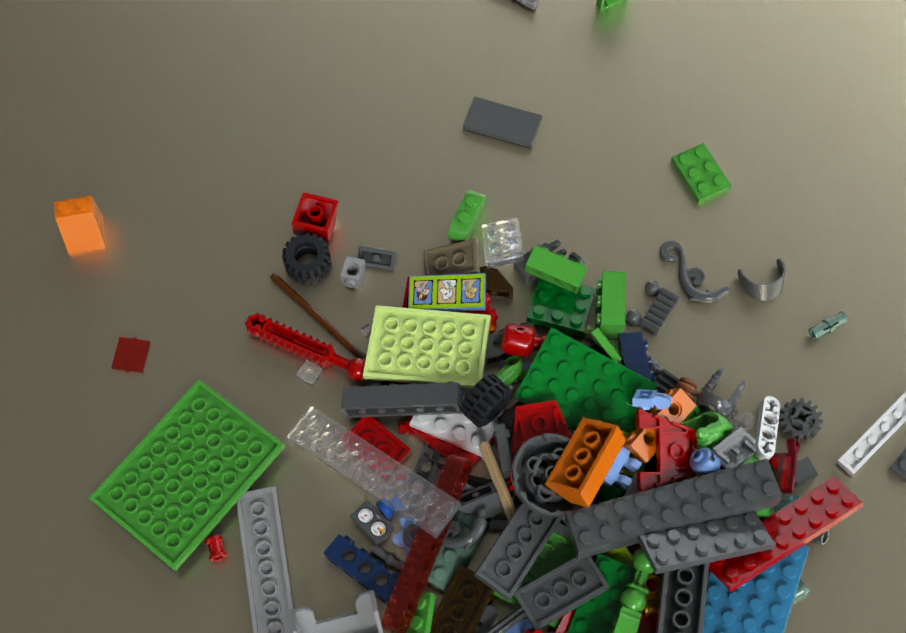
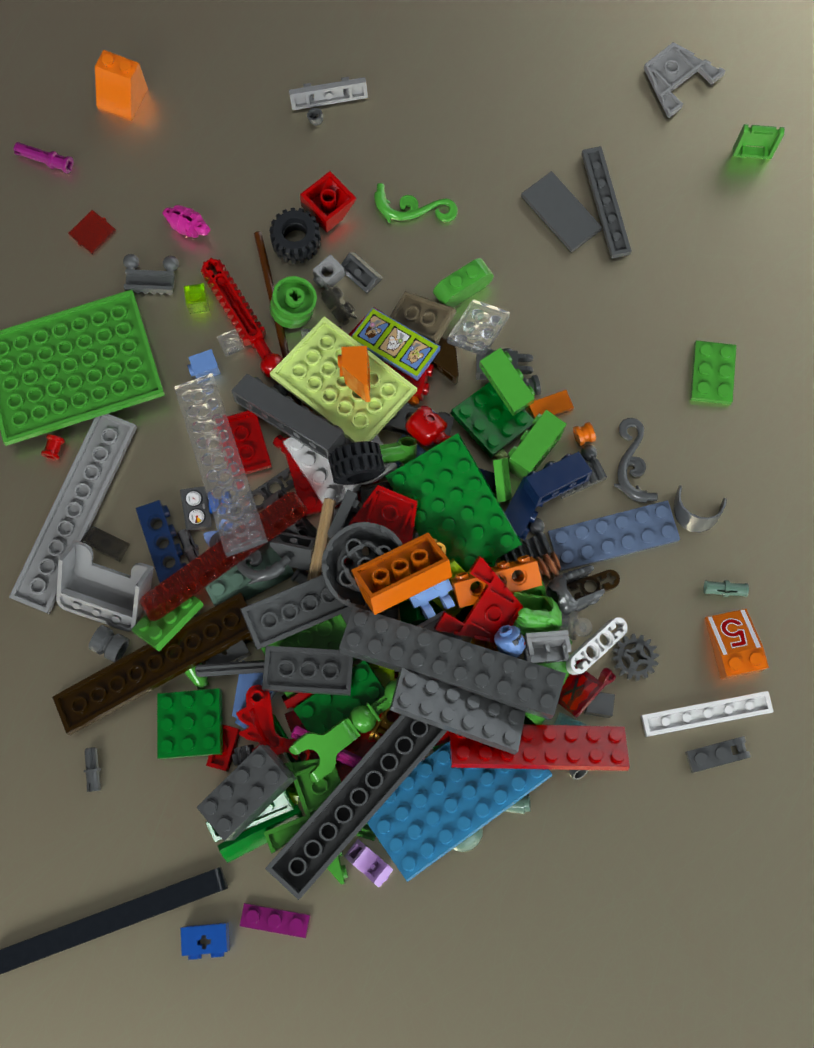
camera: 30 degrees right, 10 degrees up
(58, 316) = (51, 159): none -> magenta pin
(207, 364) = (150, 280): none -> dark grey gear
(208, 299) = (186, 221): none -> dark pink piece
(256, 159) = (315, 116): none -> dark grey hinge
(258, 136) = (328, 93): none -> light grey hinge
(258, 354) = (196, 298): none -> clear neon green brick
(299, 403) = (203, 364): none -> medium blue brick
(315, 599) = (105, 543): none -> clear smoke slope
(341, 310) = (293, 302): none -> bright green wheel
(369, 289) = (344, 309): none -> clear smoke hinge
(378, 181) = (415, 212): none -> bright green plant
(437, 328) = (356, 370): none -> orange slope
(532, 95) = (606, 202): none -> dark grey plate
(601, 263) = (555, 403): none -> orange tile
(639, 275) = (584, 434): none -> orange wheel
(646, 319) = (557, 478): none -> dark blue brick
(648, 398) = (499, 551): light blue hinge -> none
(716, 337) = (614, 535): none -> sand blue plate
(727, 379) = (602, 575): none -> dark brown beam
(866, 362) = (736, 644): none -> orange slope

